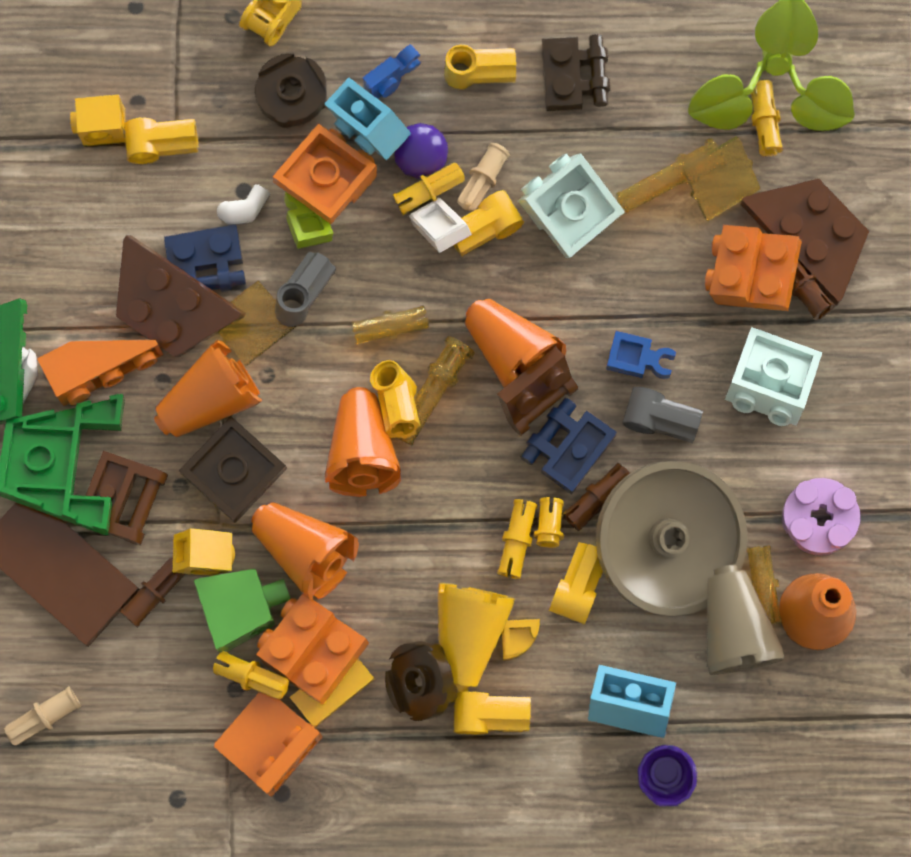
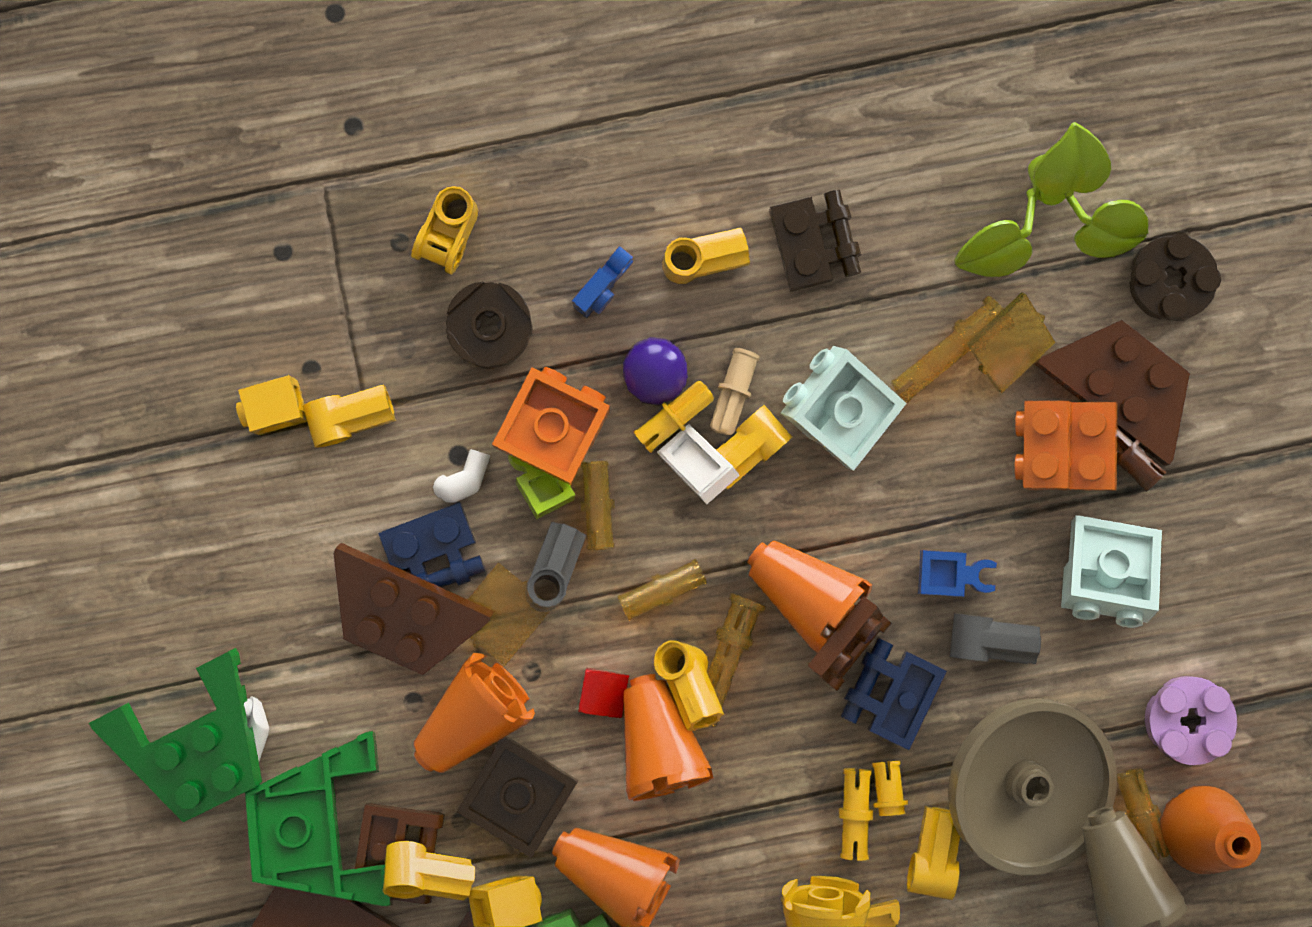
camera: 15 degrees left, 10 degrees up
(87, 365) = (320, 708): orange slope -> none
(131, 506) = (415, 872): none -> yellow piece
(321, 399) = (603, 693): none -> red slope
(350, 247) = (597, 505): none -> clear yellow pin
(367, 119) = (588, 352): medium azure brick -> none
(593, 500) = (937, 746): reddish brown pin -> none
(766, 119) = (1049, 258): yellow pin -> none
(871, 134) = (1182, 254): none -> dark brown plate

